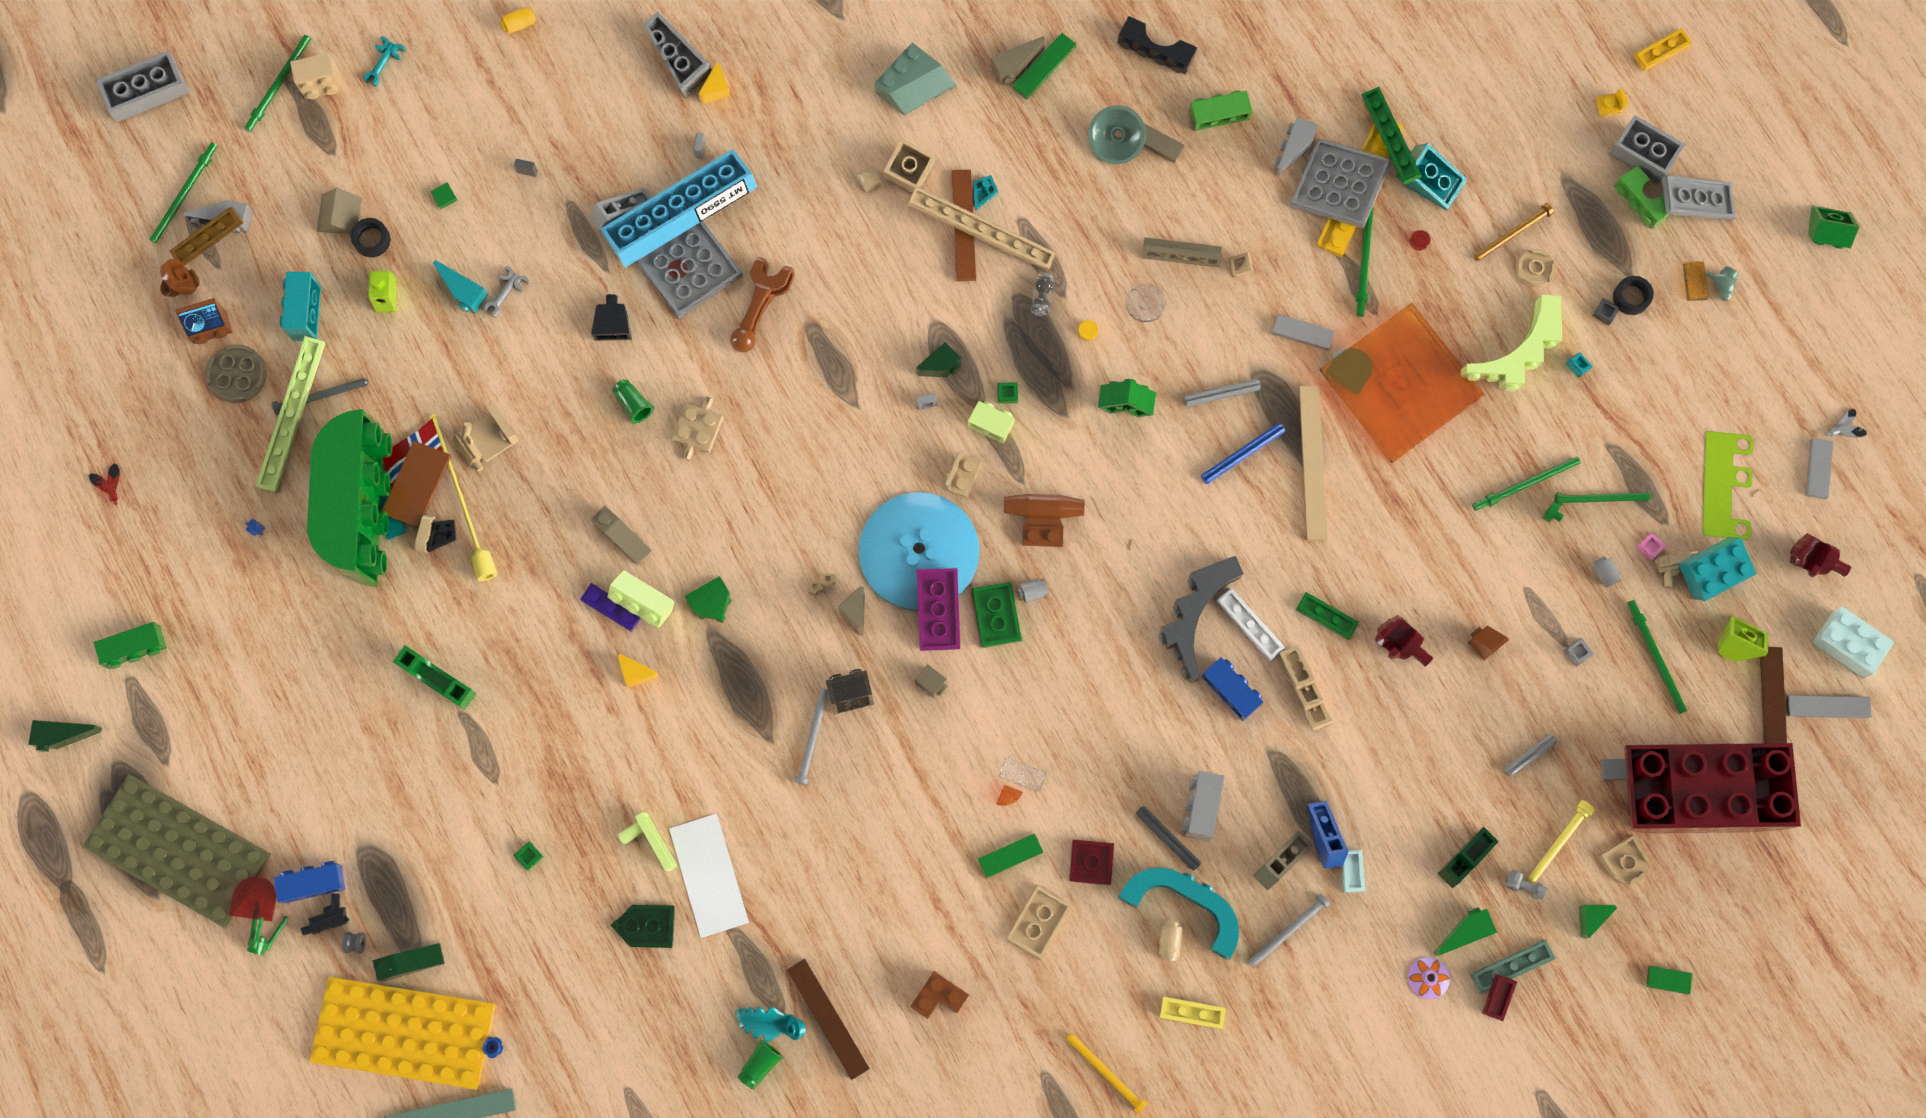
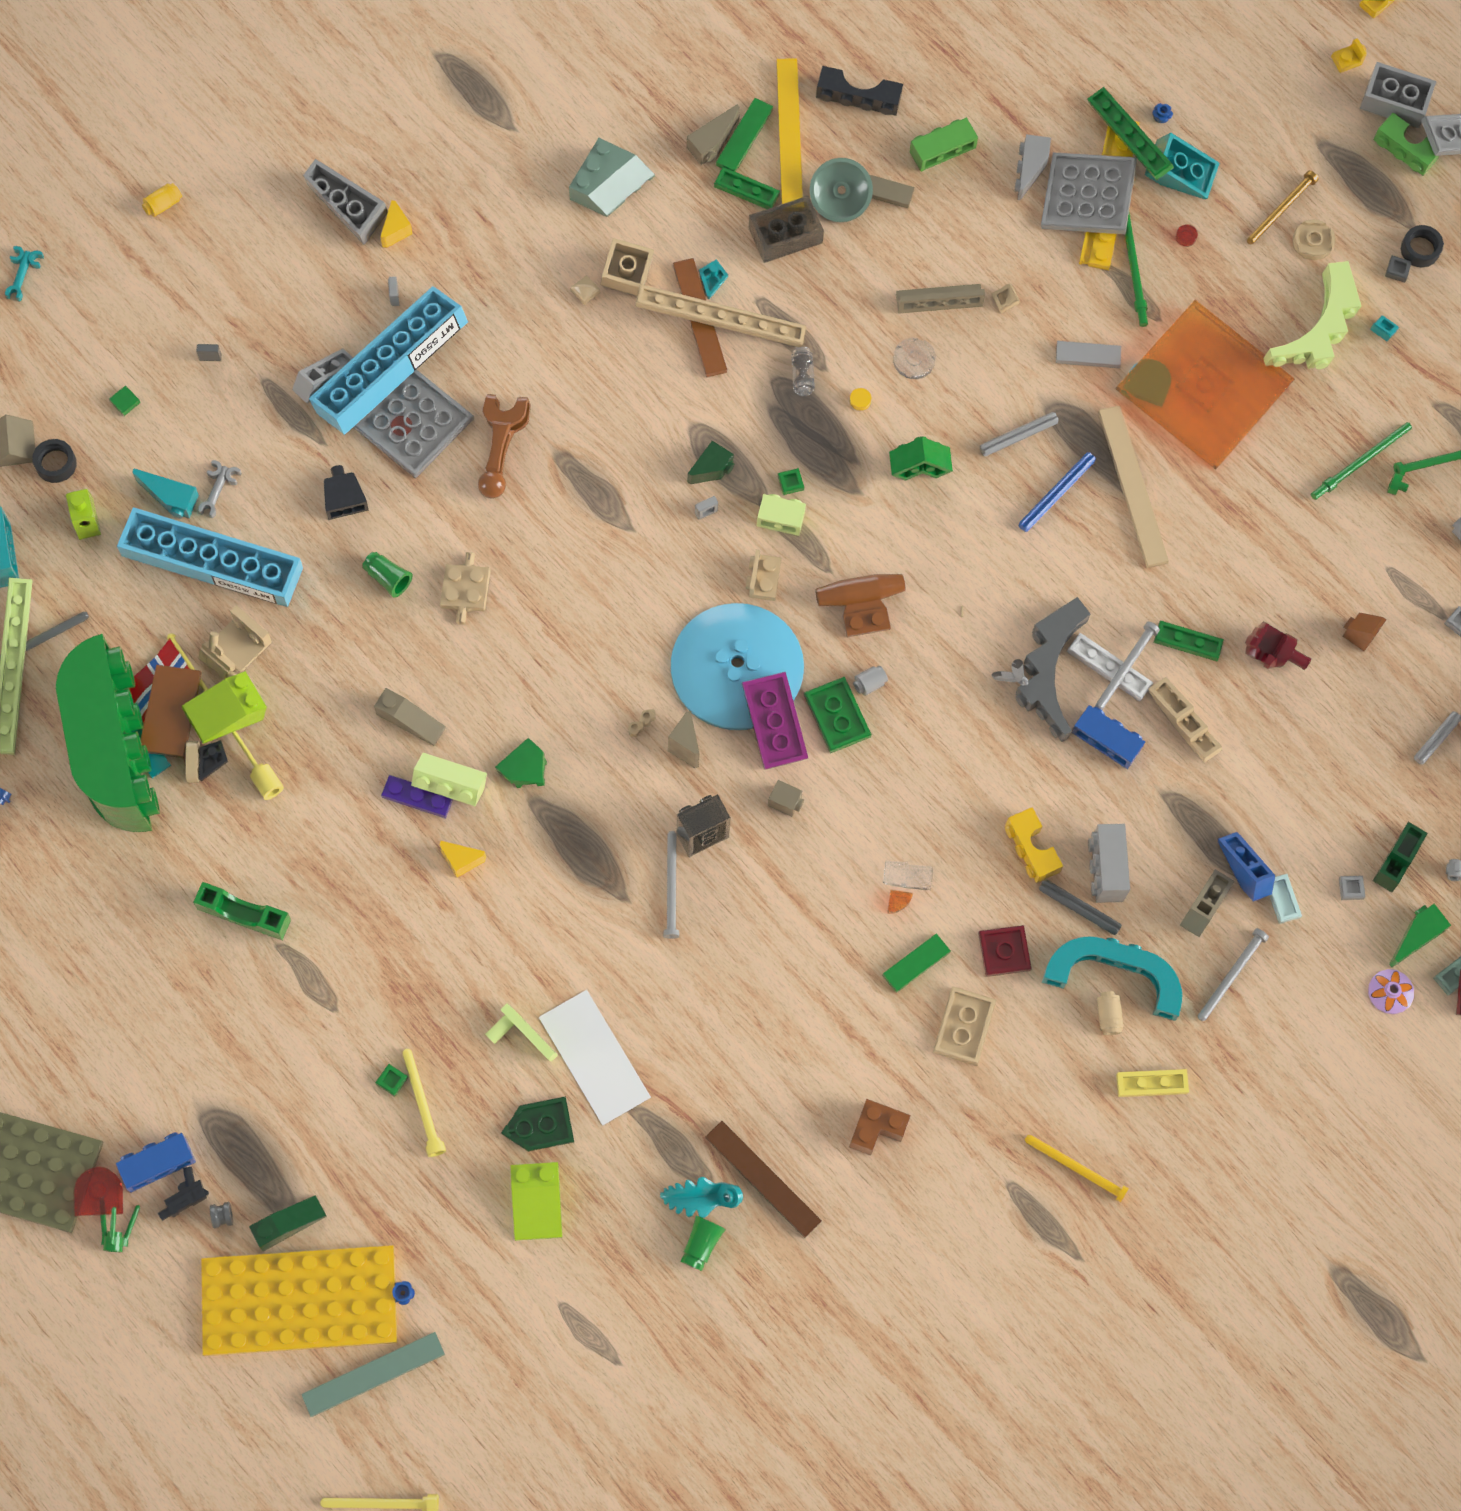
camera: 15 degrees left, 5 degrees down
(462, 493) = (225, 708): none -> lime slope
(482, 353) = (210, 557): none -> medium azure brick
(550, 922) = (434, 1145): none -> light yellow piece
(626, 993) = (536, 1201): none -> lime slope
(1034, 115) = (746, 188): none -> green tile
(1059, 160) = (786, 229): none -> clear smoke brick
(1085, 72) = (789, 129): none -> yellow tile
(1142, 791) = (1040, 863): none -> yellow arch
(1162, 615) = (1016, 675): none -> light grey piece
(1294, 599) = (1150, 629): none -> light grey bar
(1417, 875) = (1352, 887): none -> light grey tile
(1426, 126) = (1162, 117): none -> blue plate

